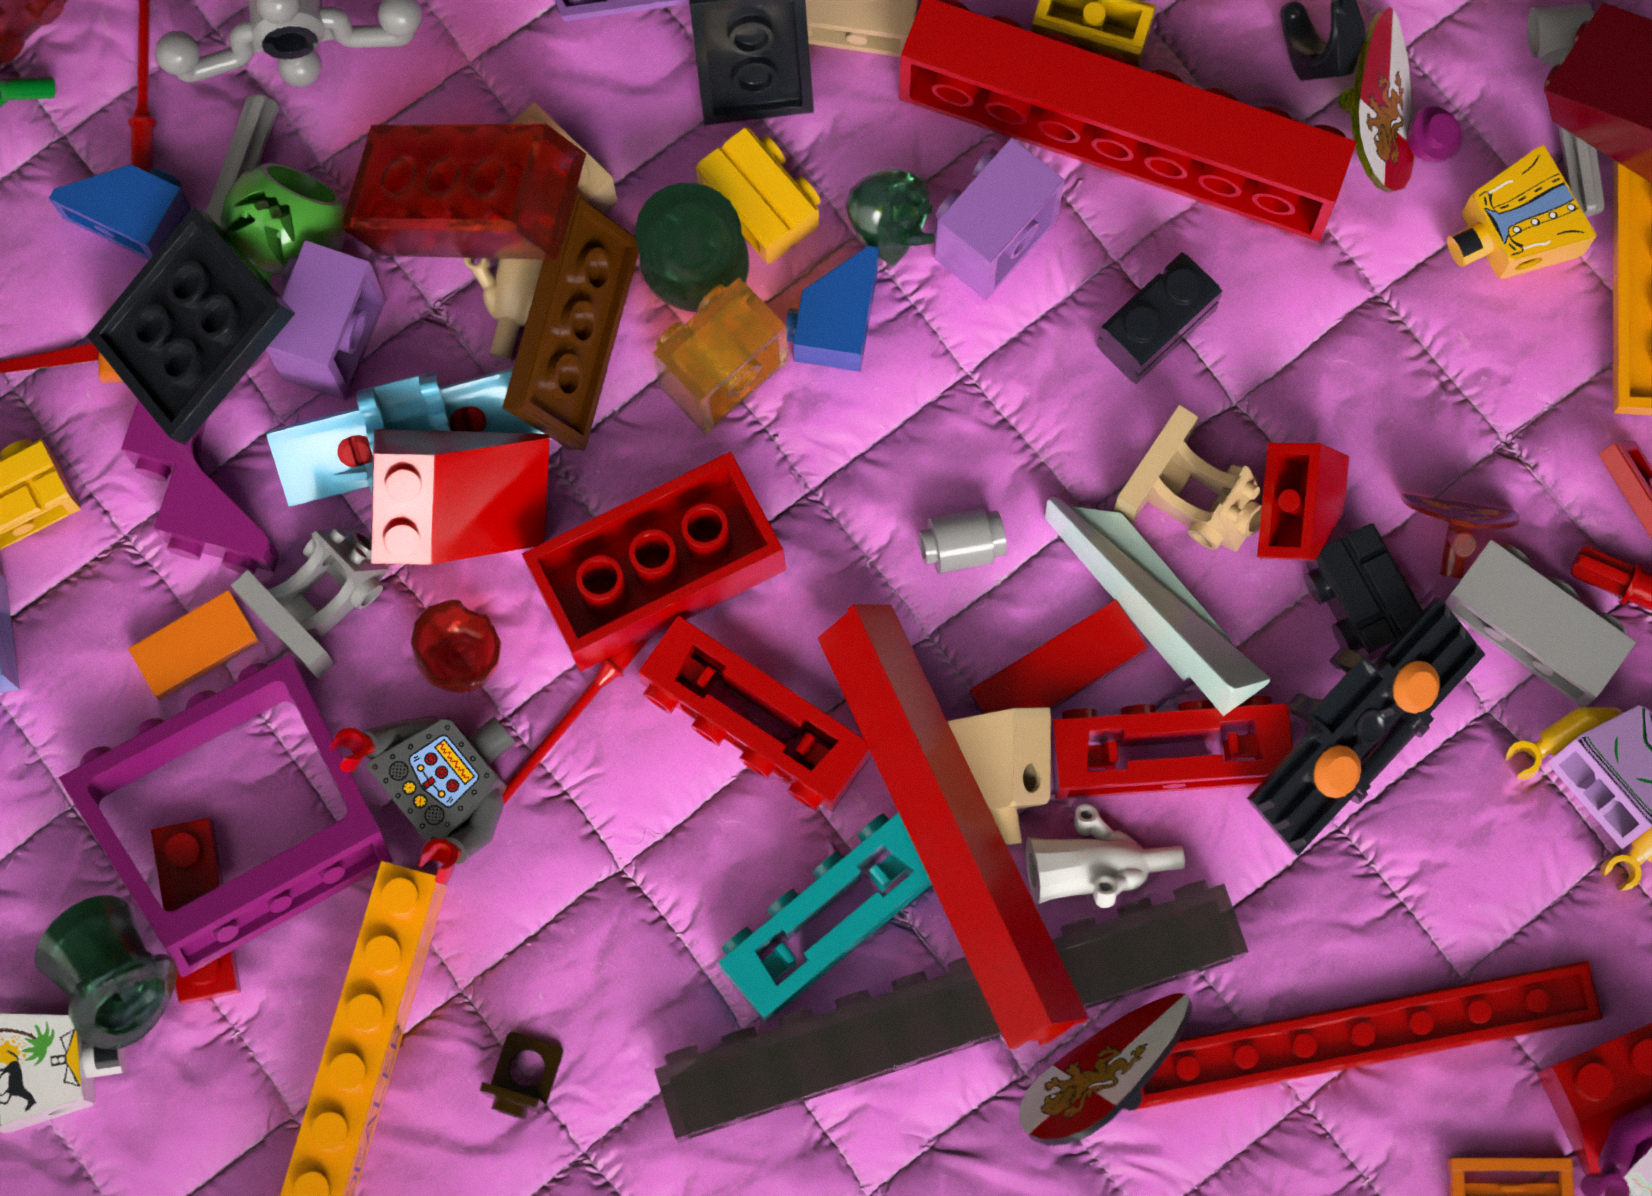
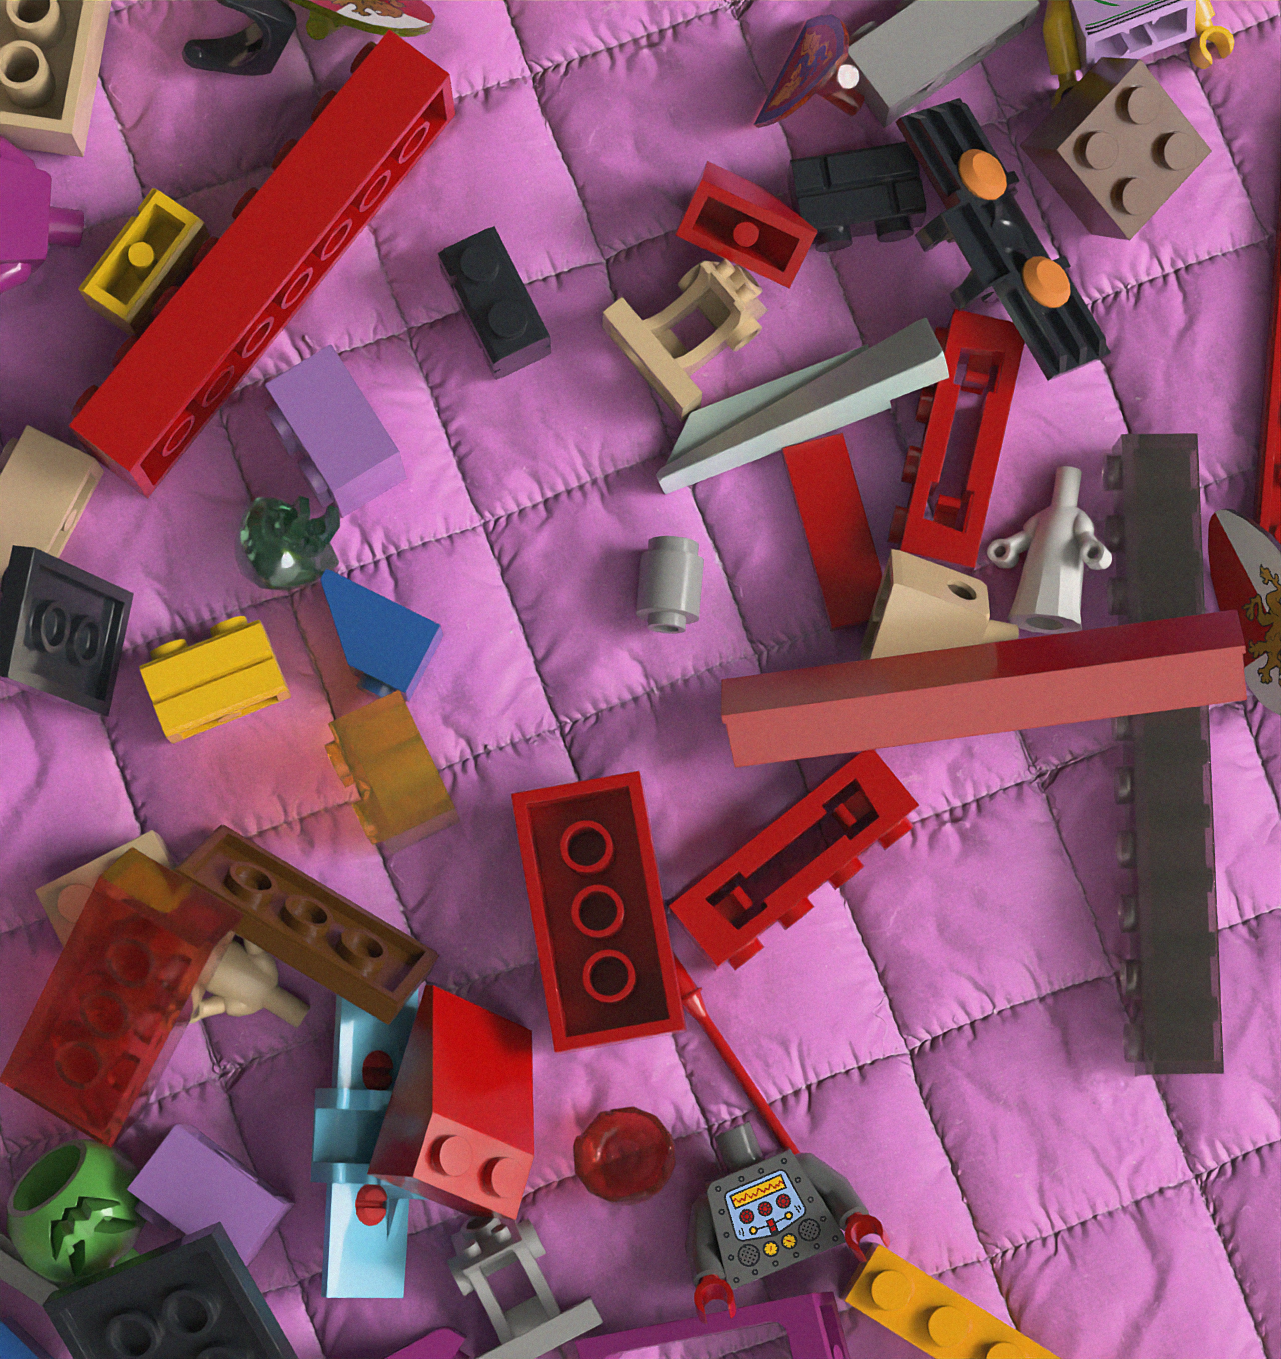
camera: 80 degrees left, 5 degrees up
(512, 1097) = (1125, 1229): dark brown bracket -> none
(690, 244) = (258, 769): clear green hat -> none
(794, 911) = (1015, 880): teal brick -> none
(1487, 803) = (1116, 147): none -> brick

